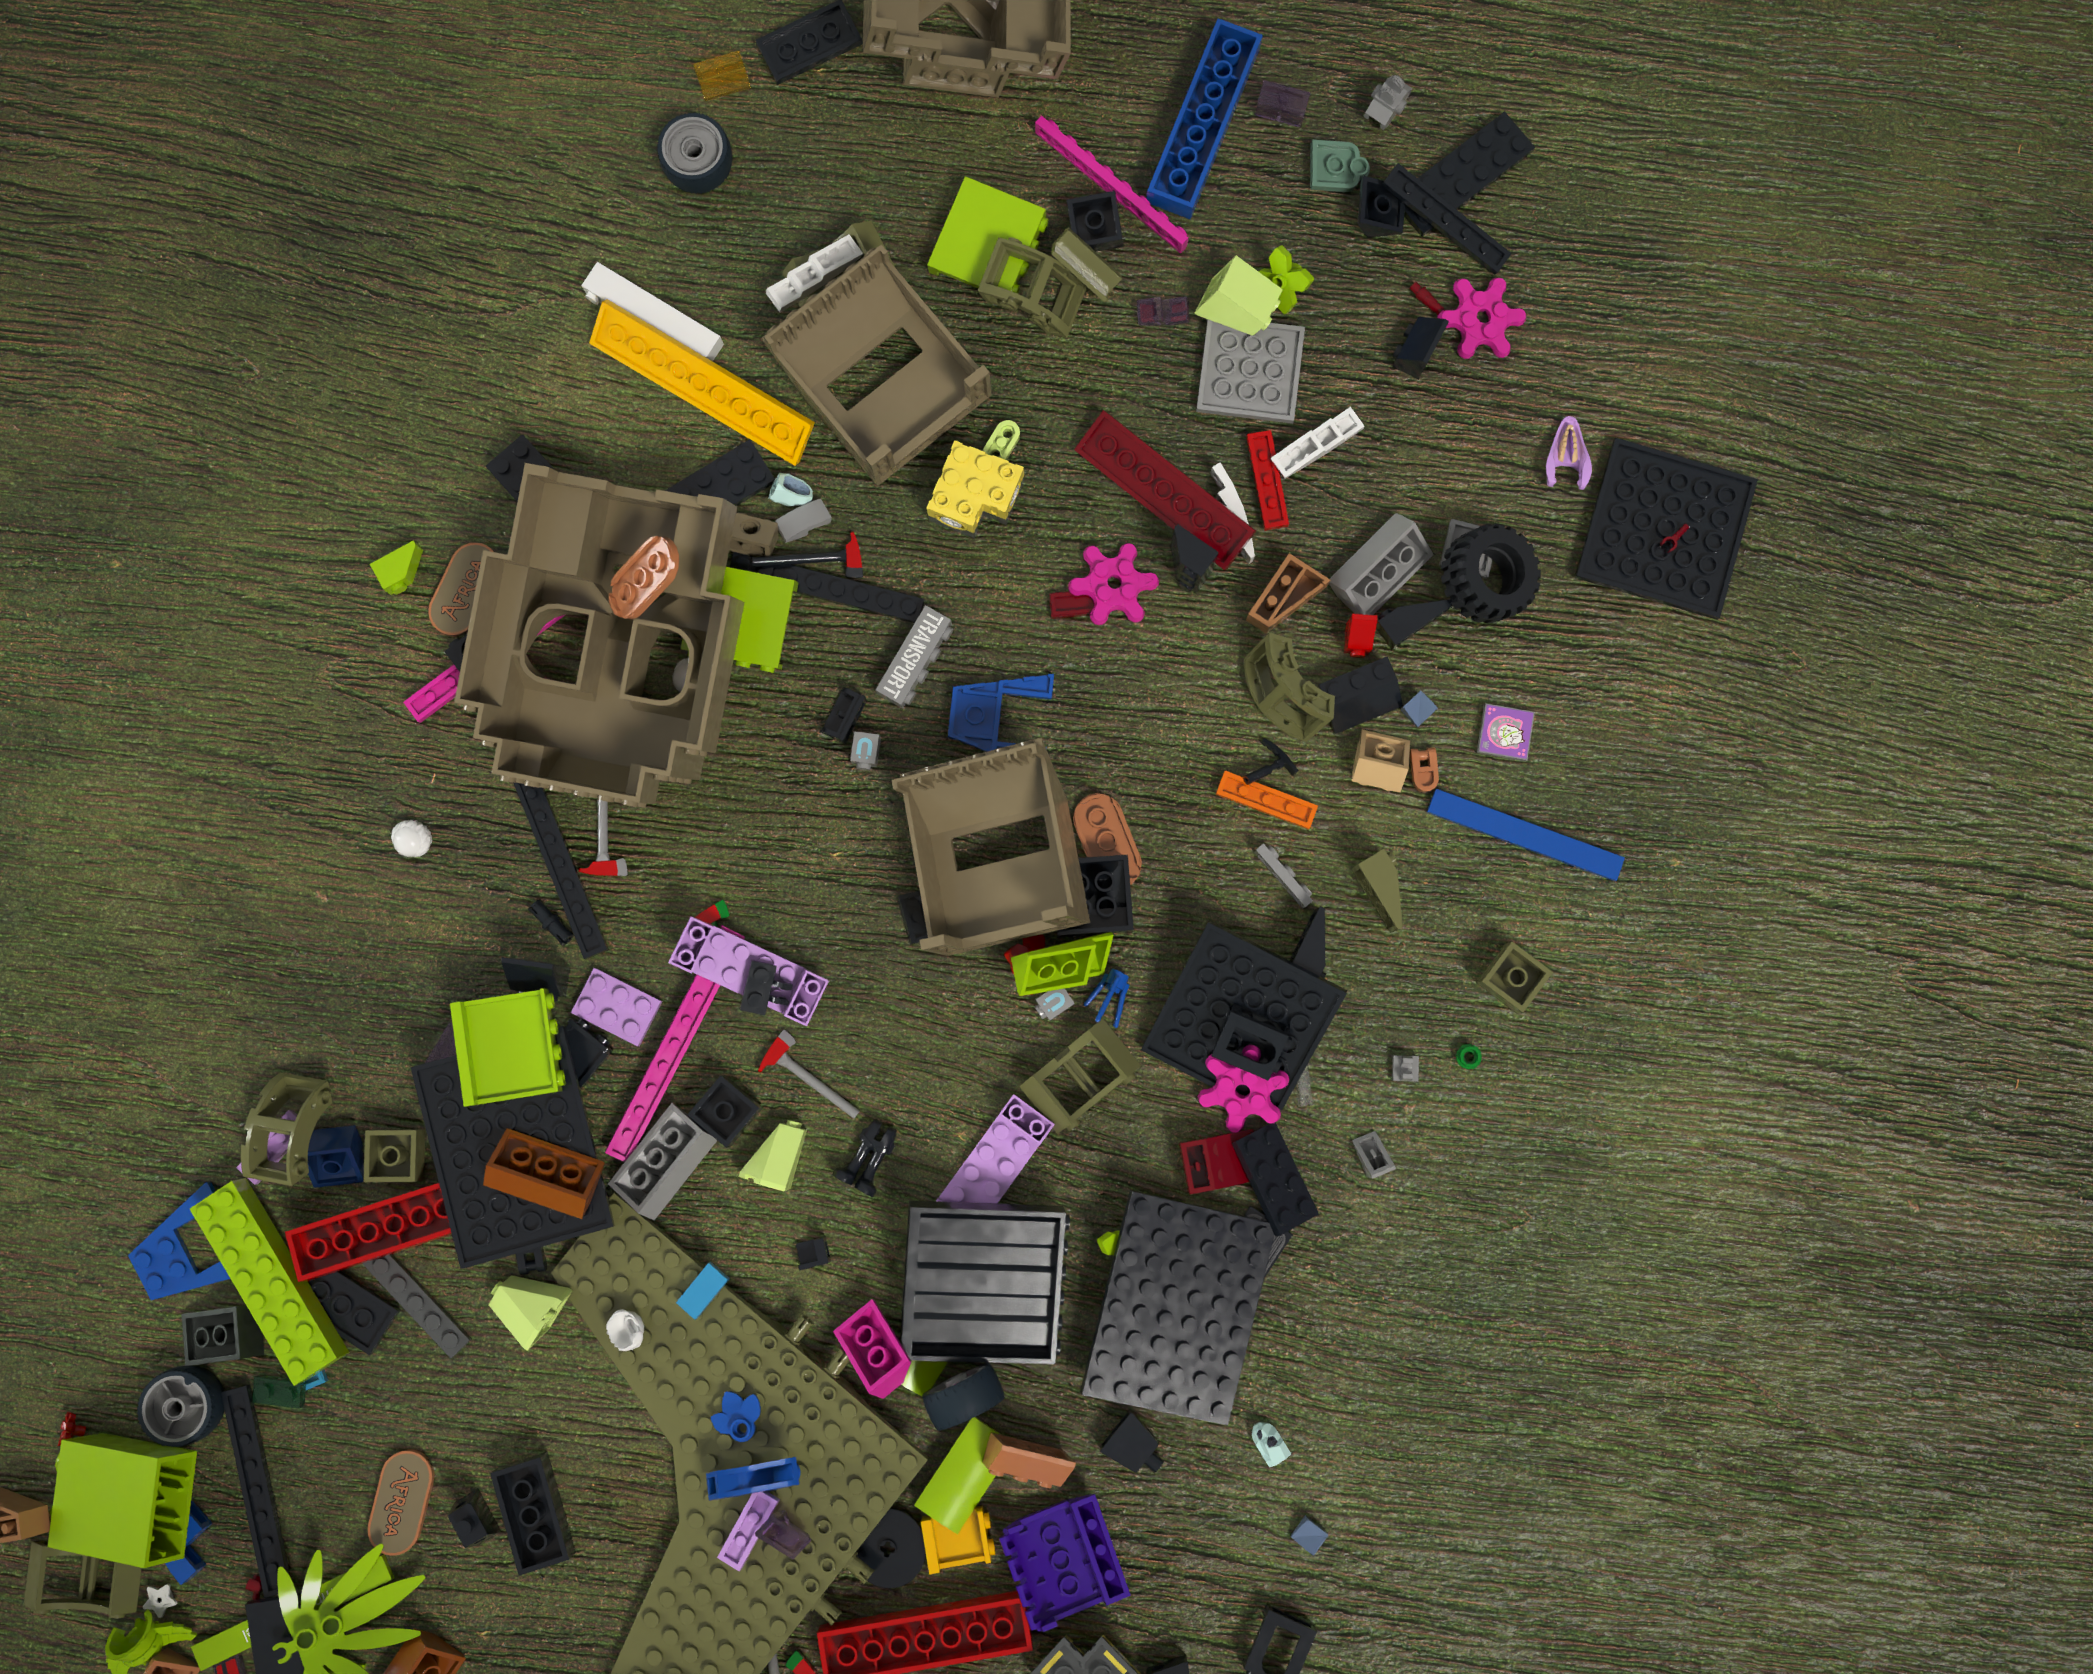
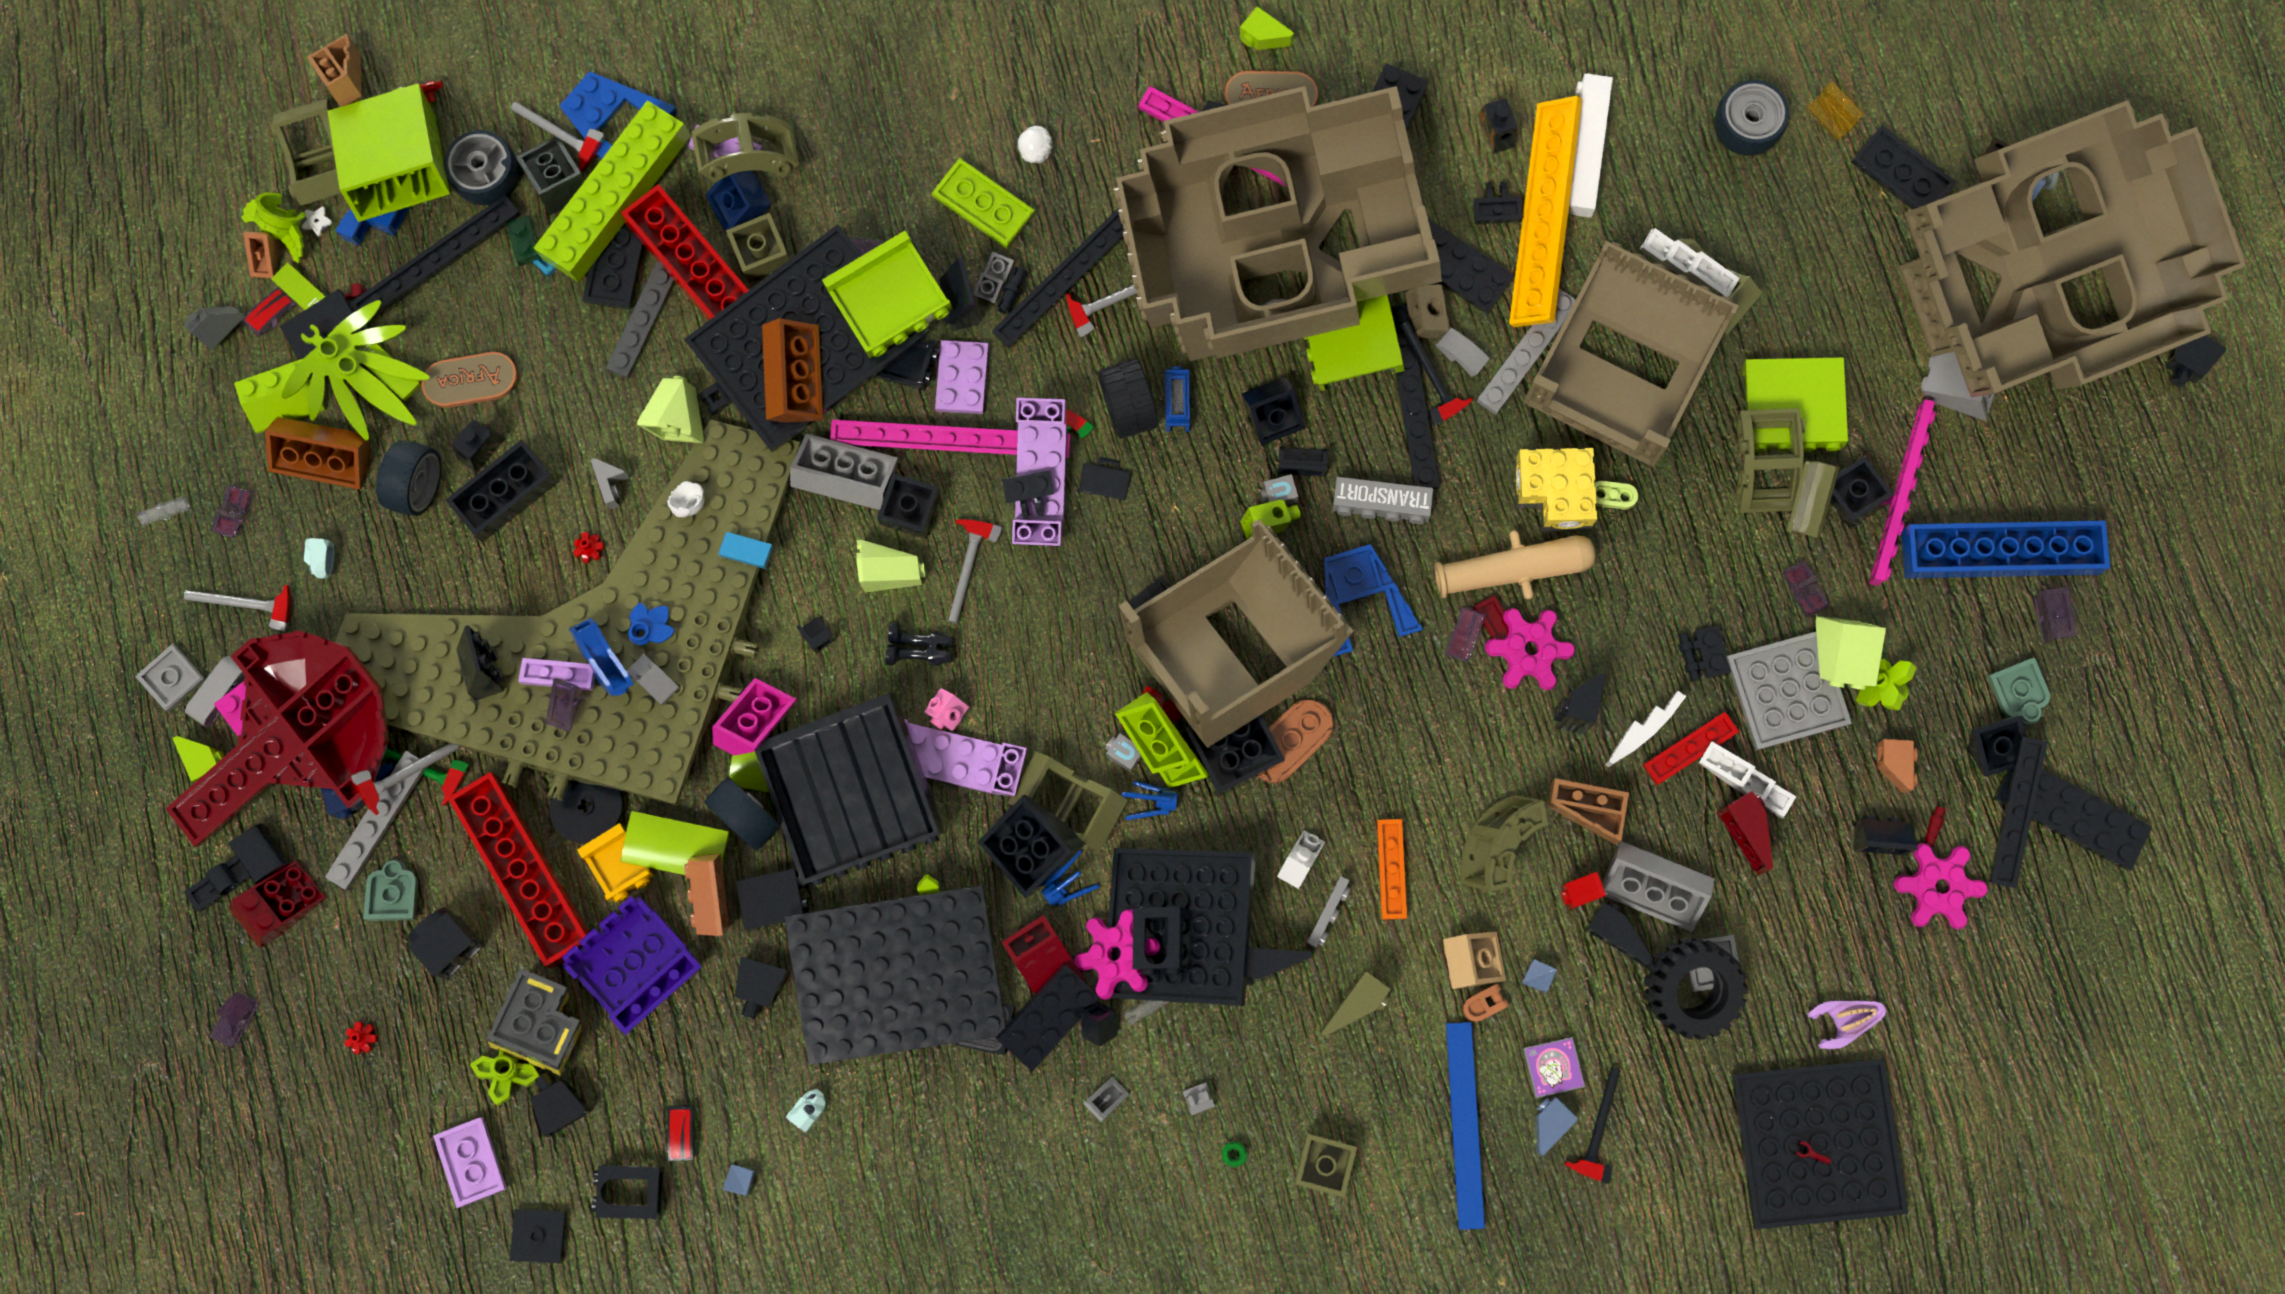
camera: 70 degrees right, 5 degrees down
(210, 1290) = (587, 149): none -> light grey piece
(448, 914) = (983, 203): none -> lime plate
(479, 1605) = (408, 478): none -> black wheel
(530, 934) = (994, 277): none -> light grey slope
(564, 1401) = (606, 477): none -> light grey slope
(593, 386) = (1498, 121): none -> black torso
(627, 1446) = (588, 547): none -> red plant
(644, 577) = (1342, 229): nougat tile -> none
(678, 425) = (1497, 210): none -> black hinge
(707, 1605) = (479, 665): none -> black slope
(713, 854) = (1128, 398): none -> black tyre
(731, 808) = (1177, 398): none -> blue window
(780, 910) = (1105, 480): none -> black piece
(782, 721) = (1273, 410): none -> black slope
(790, 491) = (1484, 329): light aqua rock -> none
(794, 1434) = (652, 679): none -> light grey slope
(834, 467) = (1524, 357): none -> light grey plate
(887, 768) = (1272, 514): none -> lime torso
(942, 1156) = (946, 710): none -> bright pink brick
(1031, 561) = (1517, 565): none -> tan piece
(1032, 95) = (1948, 388): none -> light grey slope
(1055, 1399) = (770, 898): none -> black panel
(1075, 636) = (1465, 634): none -> clear purple slope
(1109, 1129) = (1030, 845): none -> black slope
(1160, 1122) = (1055, 891): none -> blue plant
(1163, 487) = (1637, 657): dark red plate -> none
(1184, 421) = (1711, 652): none -> black plate
(1223, 879) = (1301, 859): none -> white slope
(1242, 1575) = (680, 1132): none -> slope
(1282, 761) = (1420, 858): black piece -> none
(1299, 1132) = (1098, 1023): none -> black panel
(1357, 303) = (1897, 761): none -> nougat slope
(1363, 694) = (1527, 916): black slope -> none
(1365, 460) = (1749, 828): none -> dark red slope
(1388, 100) = (2106, 712): light grey hinge -> none
(1557, 757) = (1551, 1124): none -> sand blue slope
(1604, 739) = (1589, 1166): none -> black piece

